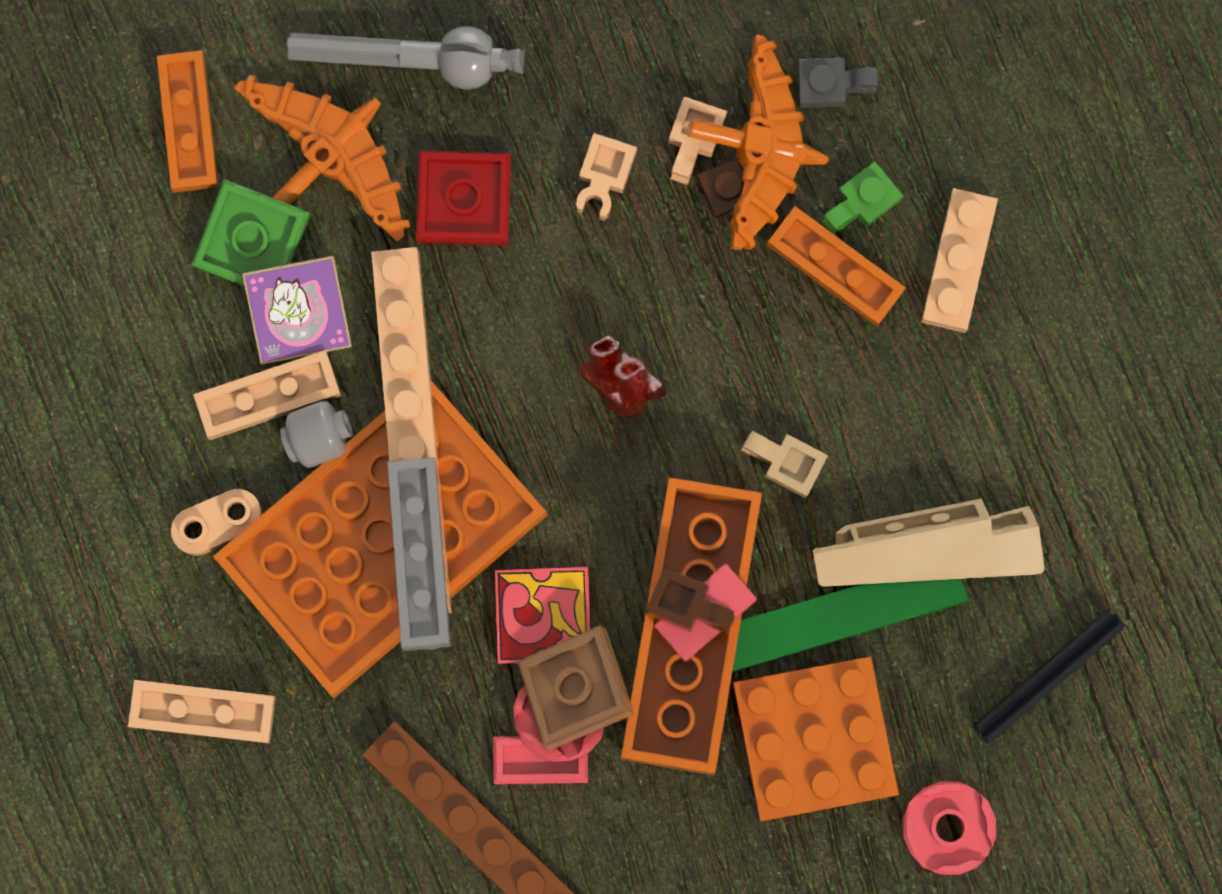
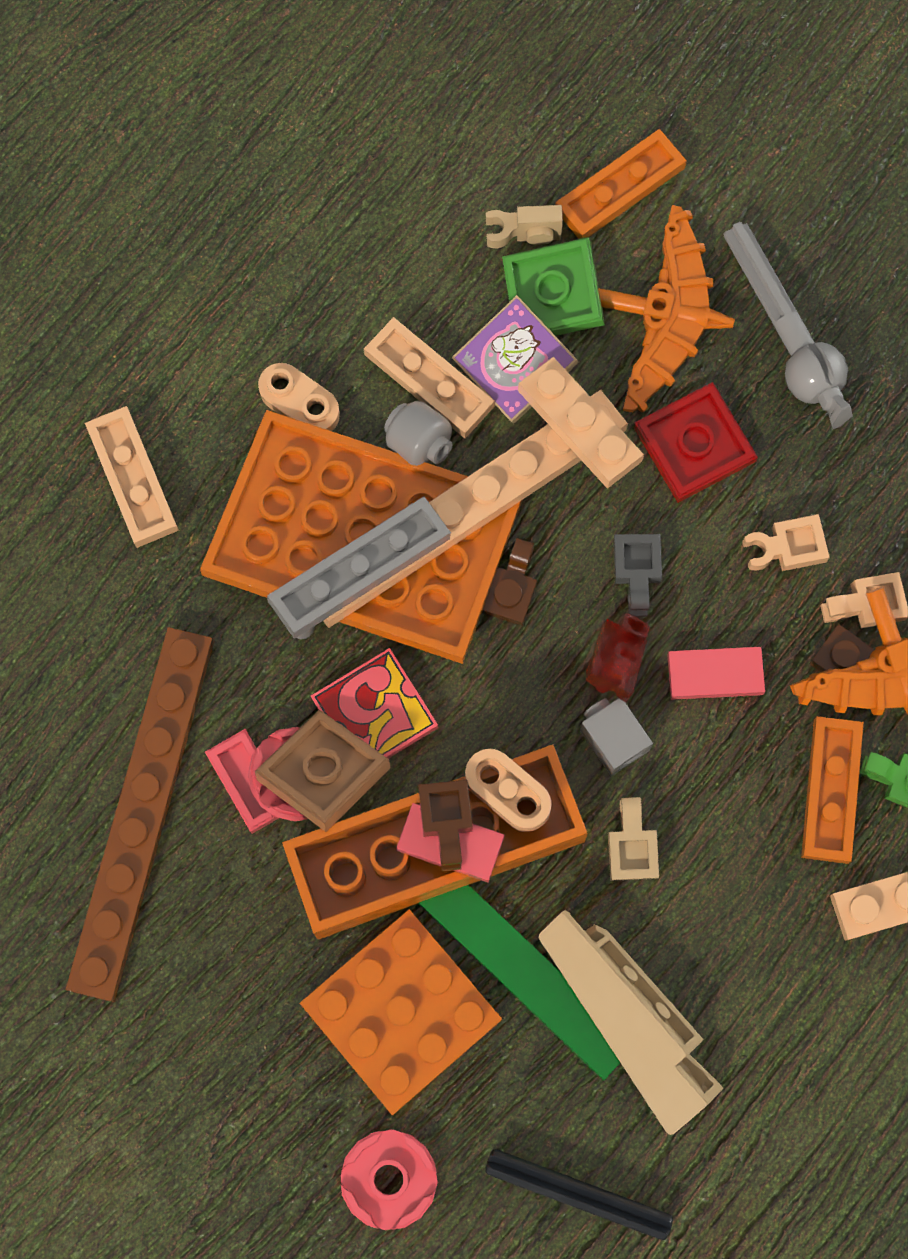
camera: 65 degrees right, 5 degrees down
(181, 218) = (530, 223): none -> tan plate
(395, 287) = (580, 422): none -> light nougat plate
(502, 433) = (511, 589): none -> reddish brown plate
(546, 312) = (637, 564): none -> dark grey plate
(679, 303) = (716, 673): none -> coral tile
(684, 420) = (614, 734): none -> light grey brick
(689, 538) = (509, 789): none -> light nougat plate

